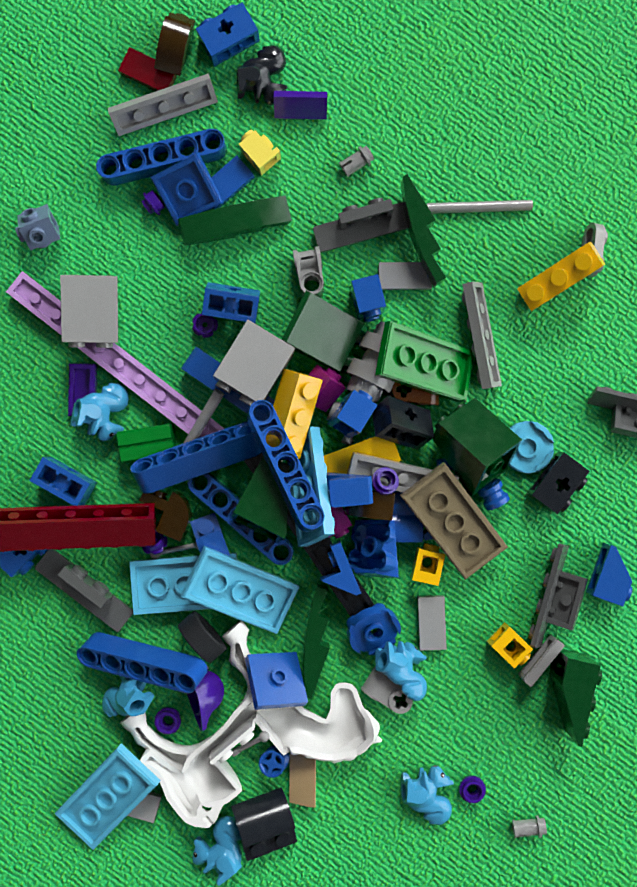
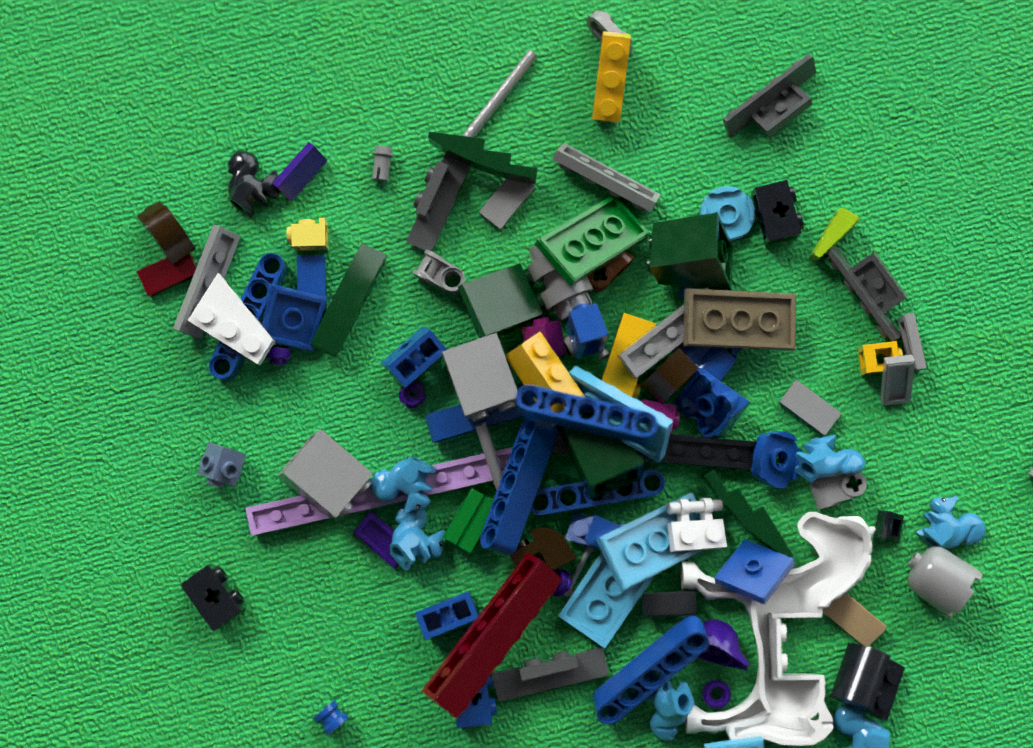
camera: 50 degrees left, 5 degrees down
(137, 369) = (406, 477): none -> dark azure animal
(144, 142) = (231, 322): none -> white wing
(223, 46) = (199, 196): blue brick -> none
(263, 736) = (793, 619): light grey hinge -> none
(269, 615) = (698, 534): none -> white plate
(270, 766) = (824, 635): blue wheel -> none
(344, 577) = (713, 444): blue slope -> none
(349, 489) = (646, 380): blue slope -> none
(367, 298) = (502, 243): blue brick -> none
(382, 823) = (942, 579): none -> light grey cylinder
(390, 475) = (662, 340): dark purple plate -> none
(390, 749) = (888, 526): none -> black slope
(402, 423) = (627, 296): black brick -> none
(428, 574) = (769, 372): yellow brick -> none
(478, 794) = (981, 479): dark purple plate -> none
(494, 495) = (744, 272): blue wheel -> none
(504, 672) = (897, 380): none -> light grey tile
(574, 685) = (953, 333): dark green slope -> none
(581, 537) = (838, 226): none -> lime slope
(610, 577) = (888, 232): blue slope -> none

